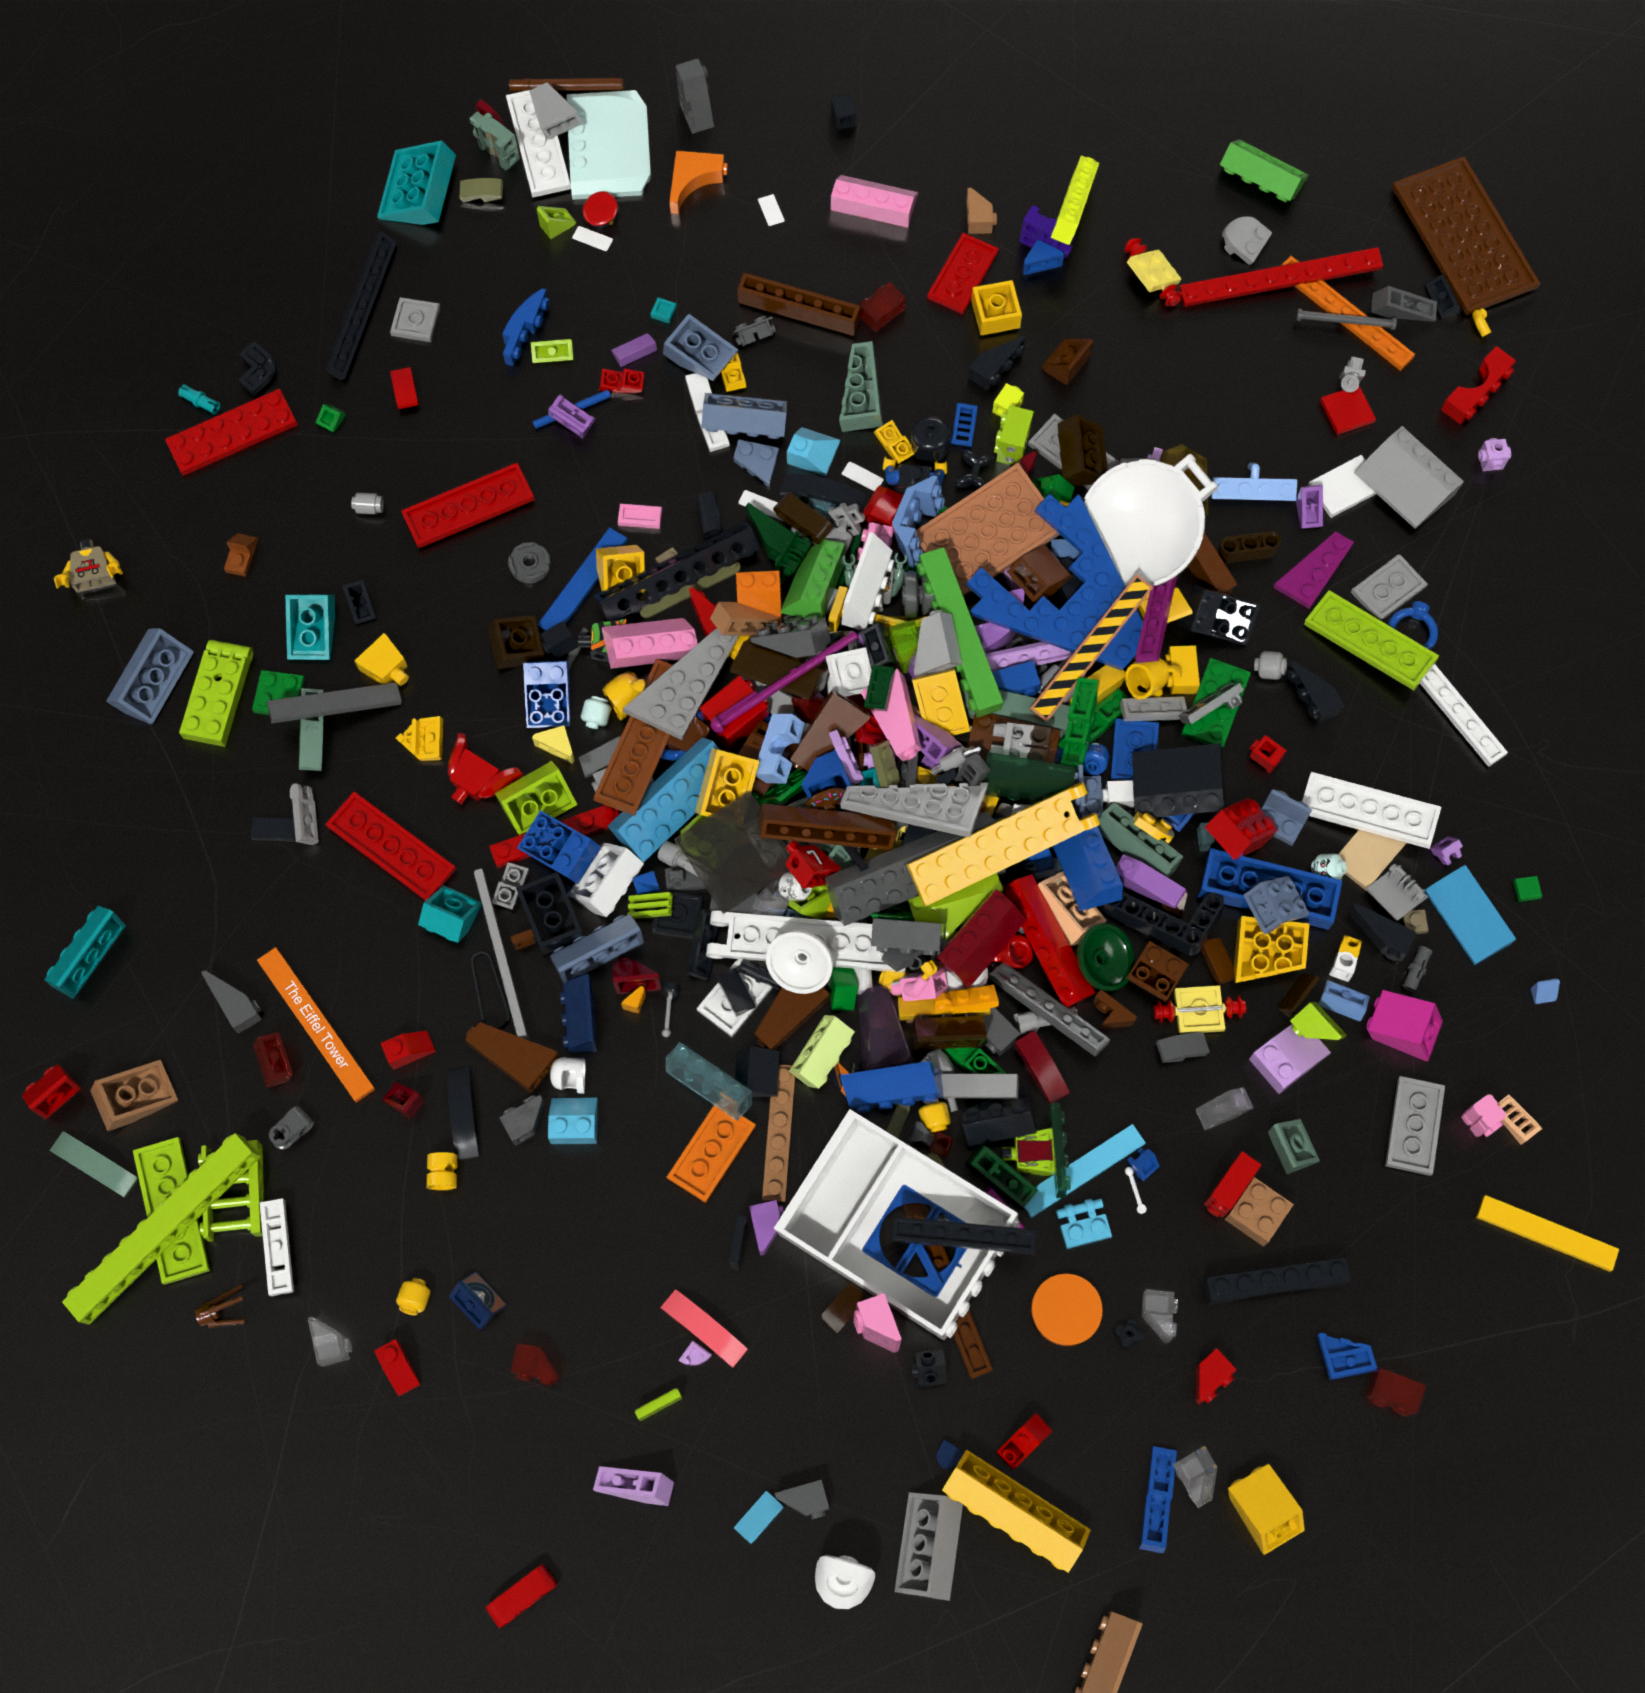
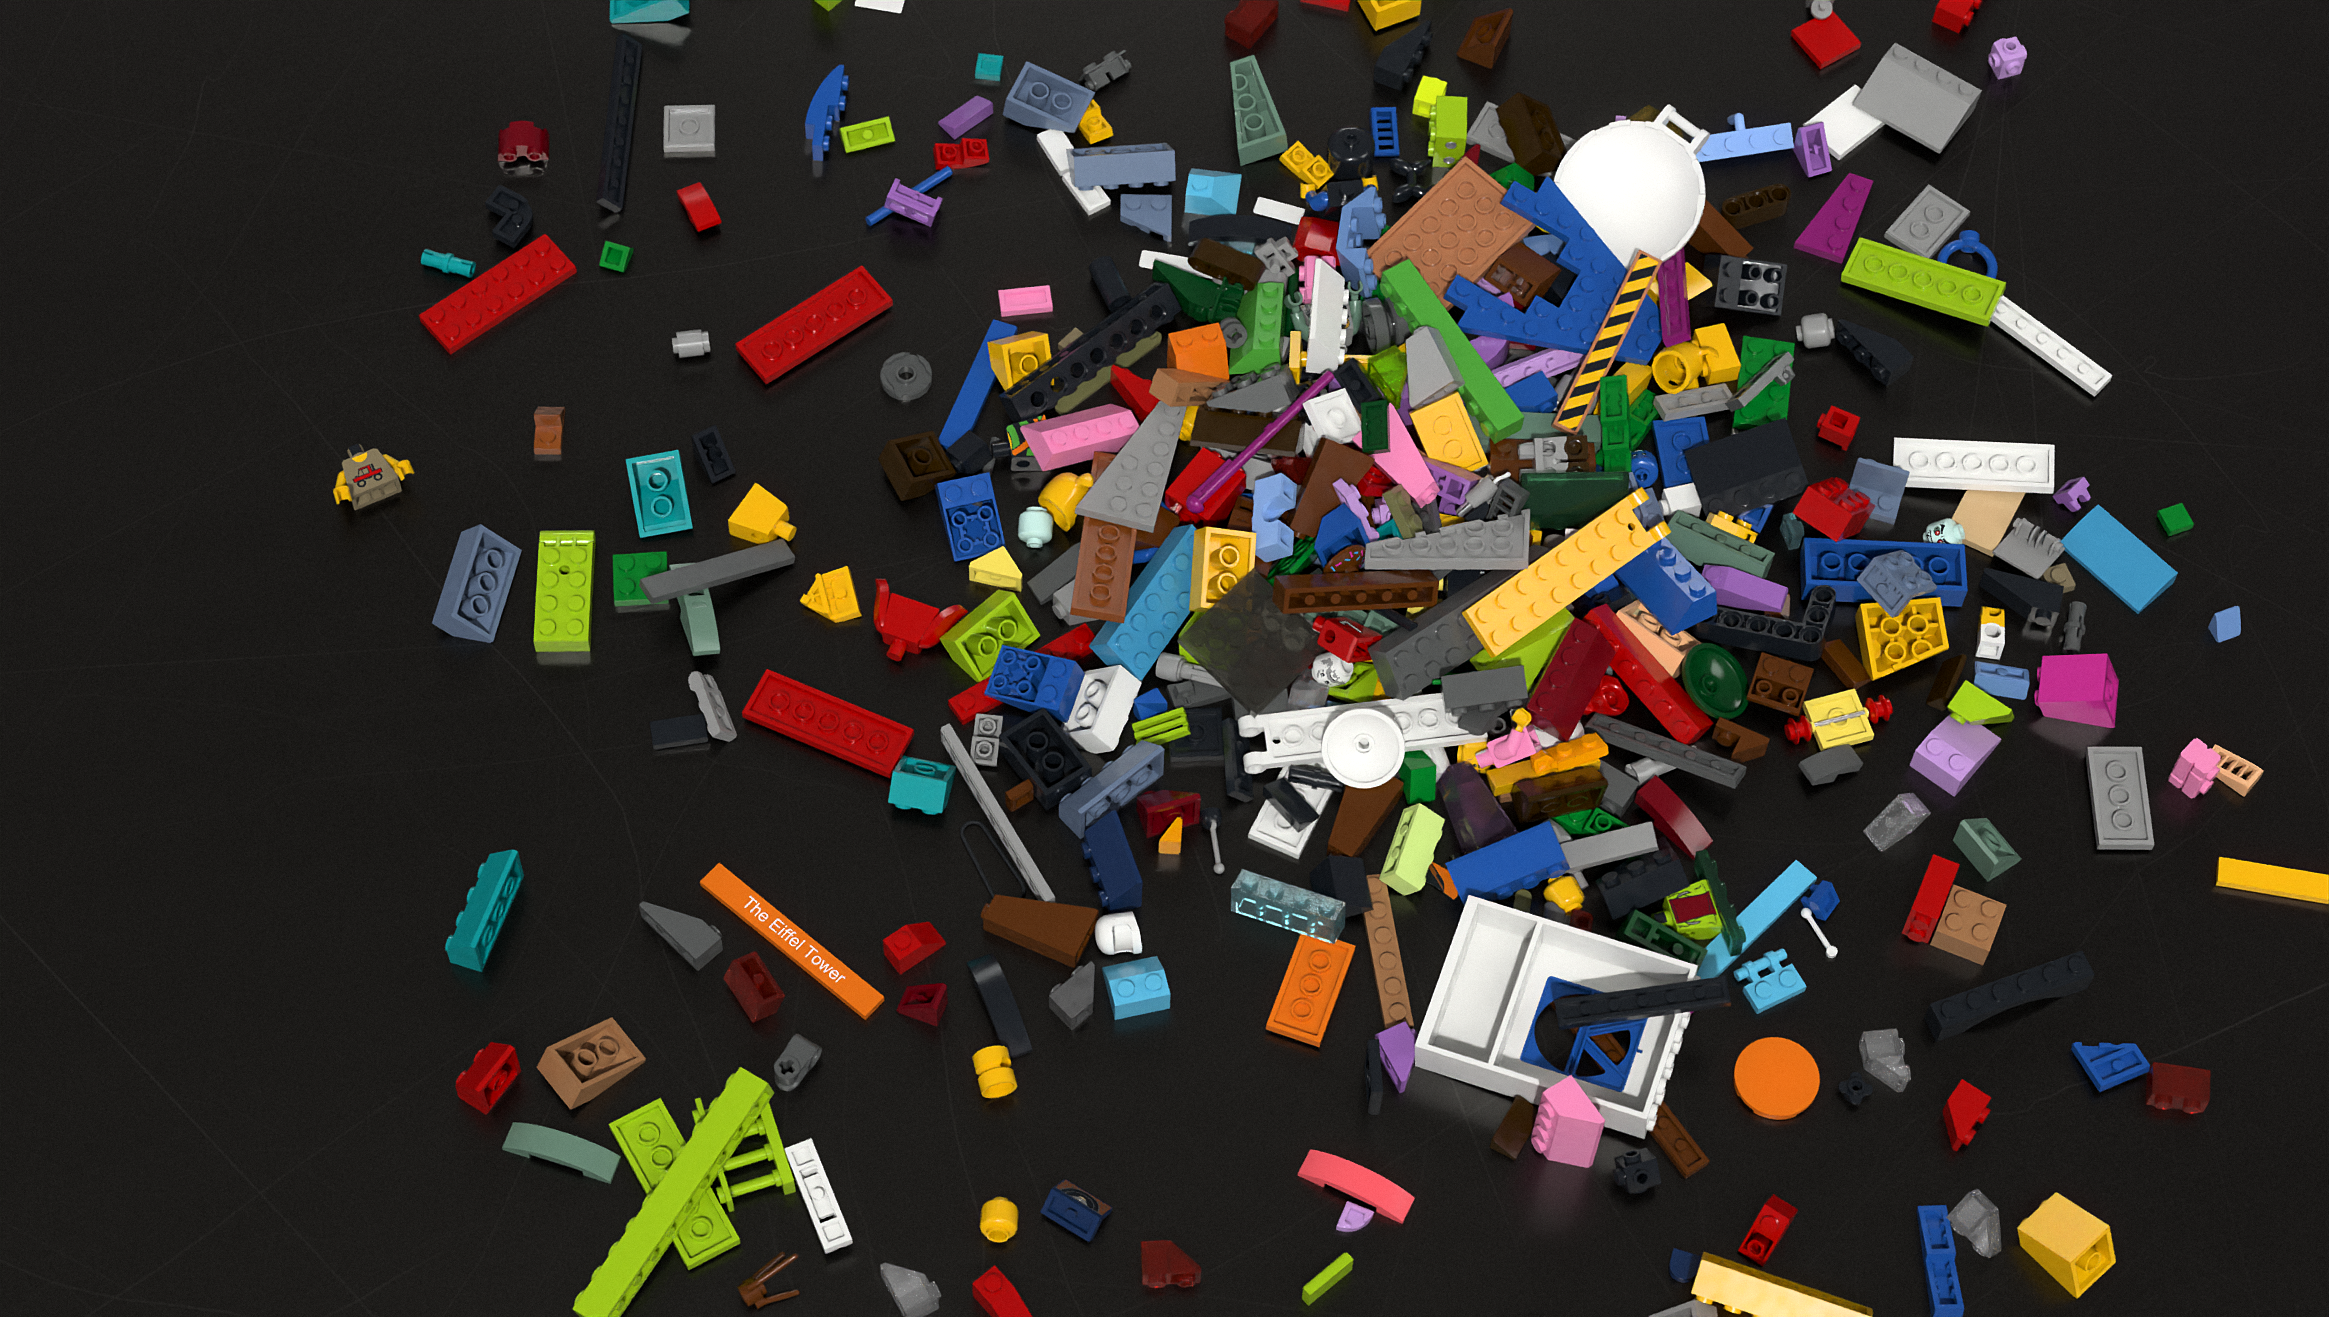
camera: 15 degrees left, 10 degrees down
(283, 307) = (523, 140): none -> dark red cylinder
(786, 576) = (1229, 327): none -> dark grey wheel
(798, 304) = (1152, 30): reddish brown brick -> none

